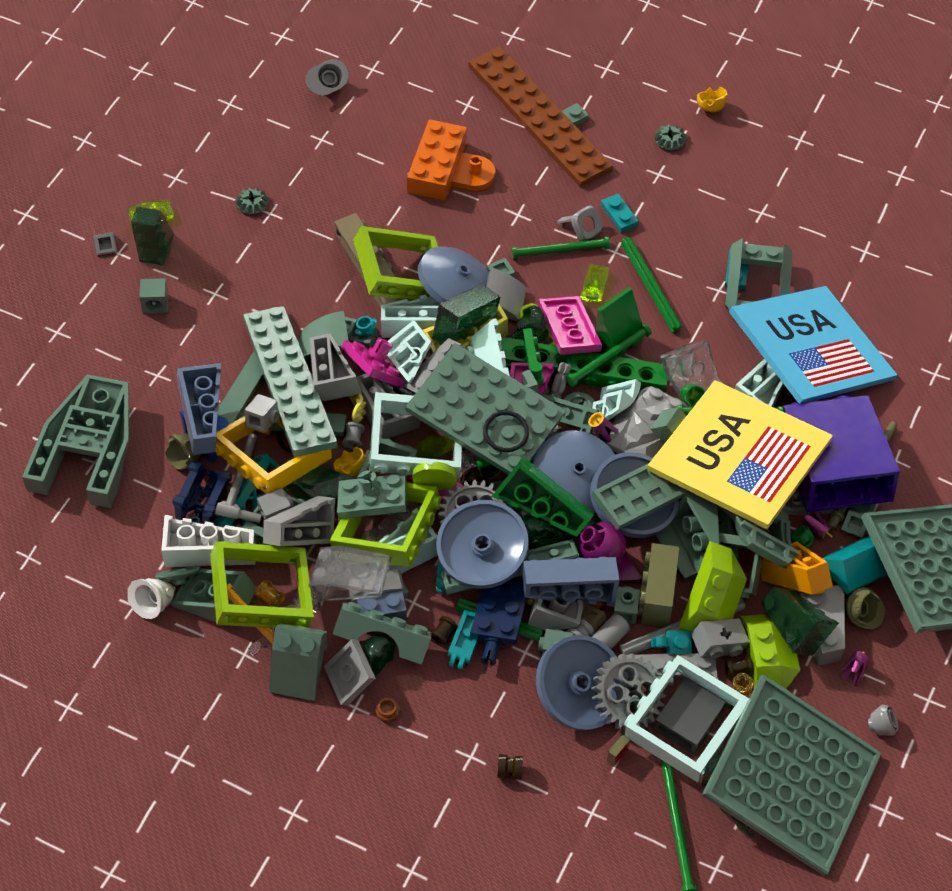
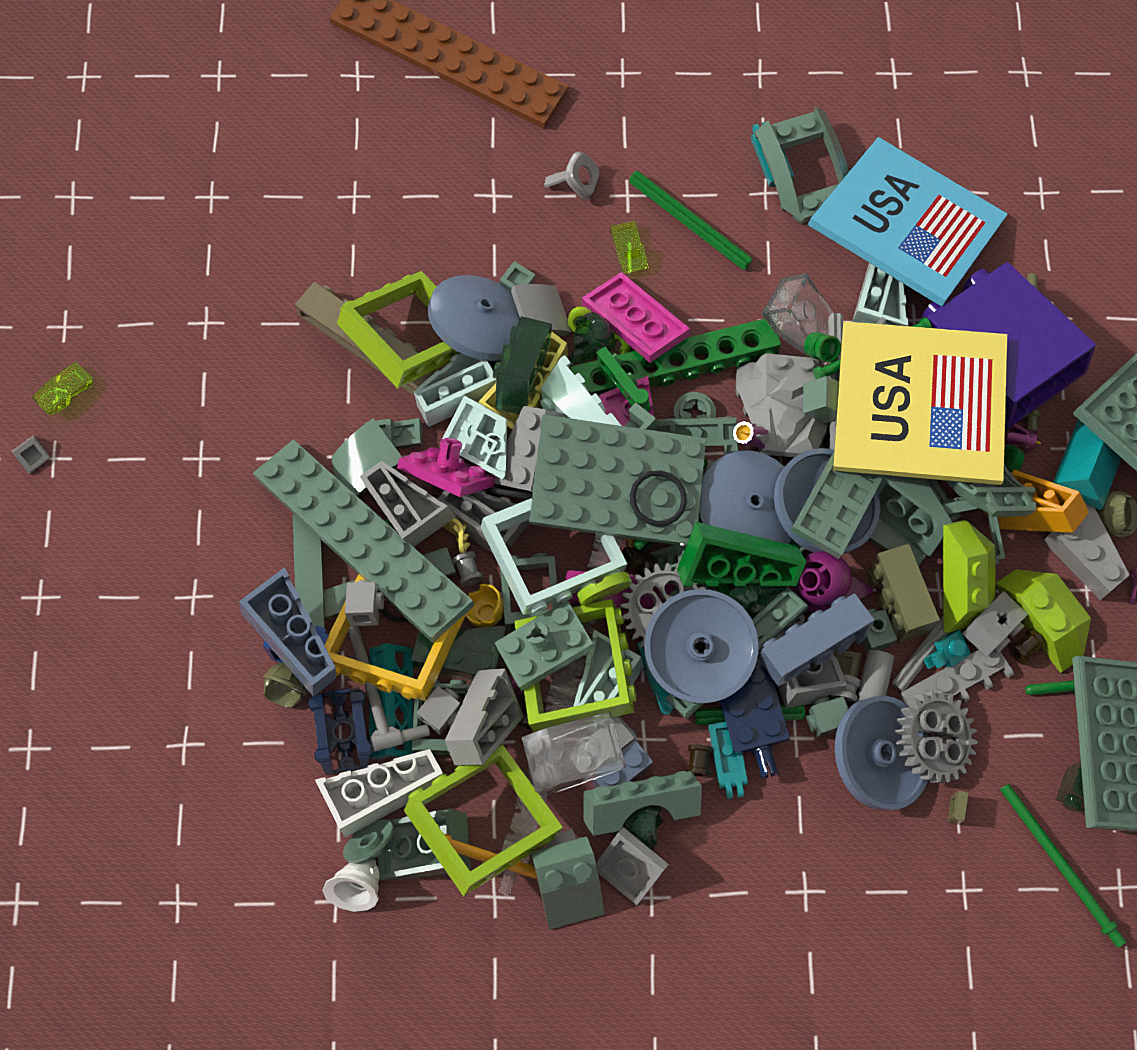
camera: 30 degrees left, 15 degrees up
(86, 423) = (160, 706): sand green wedge -> none
(151, 235) = (89, 425): clear green wedge -> none
(154, 296) = (133, 499): piece -> none
(244, 204) = (173, 326): sand green gear -> none
(269, 594) = (485, 813): clear yellow bush -> none
(327, 77) = (176, 113): light grey piece -> none
(365, 326) = (405, 416): teal plate -> none
(387, 709) = (689, 884): dark orange plate -> none
(434, 447) = (563, 541): clear neon green slope -> none
(443, 164) = (378, 169): orange brick -> none
(510, 767) = (856, 886): dark brown wheel -> none
(560, 247) = (521, 247): green bar -> none
(560, 380) = (662, 394): light grey axle -> none
(576, 114) = (490, 35): sand green plate -> none
(617, 398) = (736, 389): light aqua slope -> none
(618, 321) = (695, 294): green slope -> none
(619, 213) = (607, 143): teal plate -> none
(644, 330) = (677, 385): green bar -> none
(665, 142) = (609, 28): sand green gear -> none
(665, 752) = (1062, 746): light aqua window -> none
(689, 715) = (1008, 728): dark grey brick -> none
(746, 684) = (1044, 660): clear yellow bush -> none
(798, 621) = (1067, 566): clear green wedge -> none
(853, 523) = (1056, 413): sand green slope -> none

